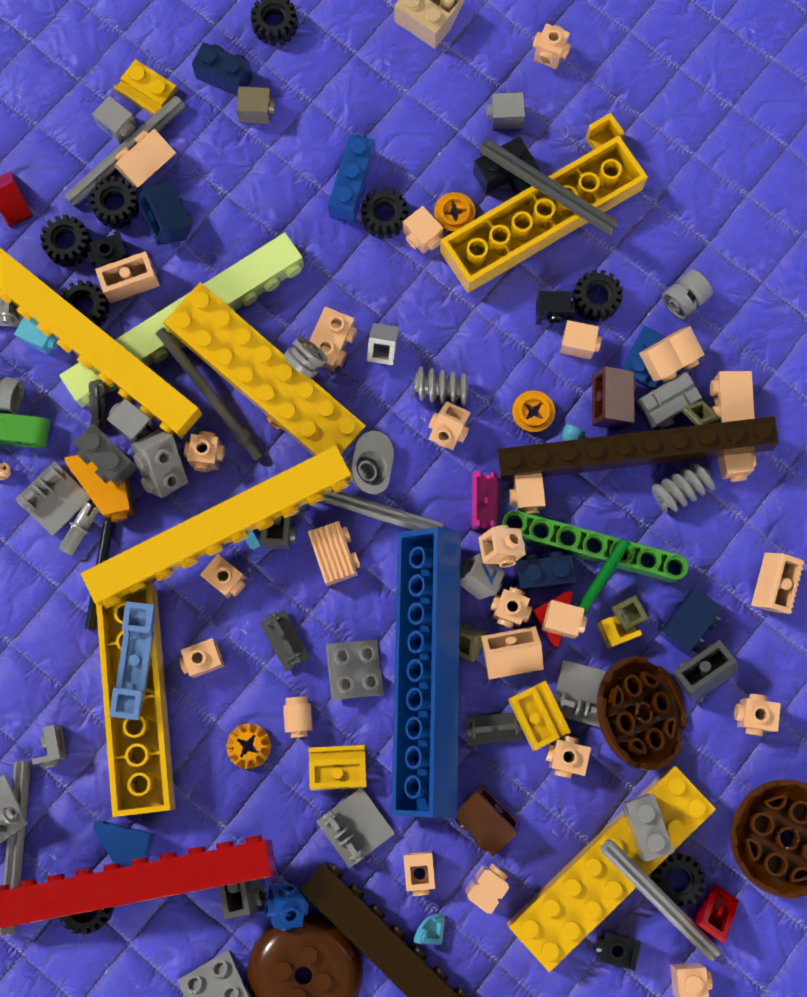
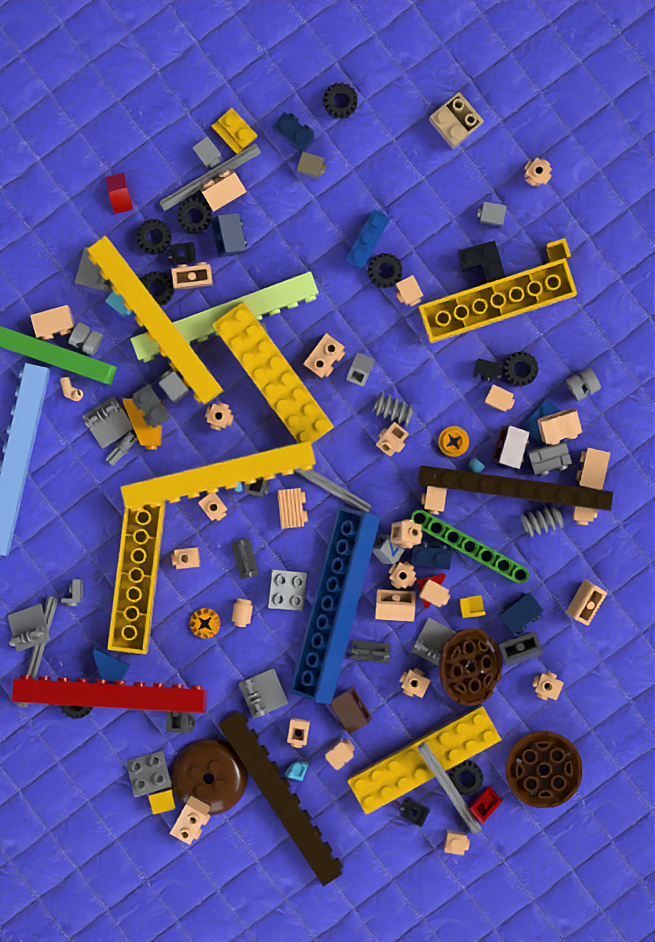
camera: 15 degrees right, 10 degrees up
(98, 403) = (152, 366): dark grey axle -> none
(103, 553) = (130, 480): black bar -> none
(134, 660) = (142, 552): medium blue slope -> none
(159, 463) = (187, 419): light grey brick -> none
(242, 436) = (247, 409): dark grey bar -> none
(286, 906) = (207, 733): blue brick -> none
(305, 357) = (304, 369): light grey wheel -> none
(337, 767) = (260, 652): yellow plate -> none
(372, 462) = (332, 452): light grey piece -> none
(461, 203) = (442, 275): light orange gear -> none
(470, 641) = (369, 590): olive slope -> none
(484, 501) = (403, 497): dark pink hinge -> none
(539, 715) = (402, 651): yellow plate -> none
(548, 186) = (504, 286): dark grey axle -> none
(604, 574) = (469, 569): green bar -> none
(630, 613) = (482, 597): olive slope -> none
(647, 827) = (452, 740): light grey brick -> none
(700, 413) = (567, 475): olive slope -> none

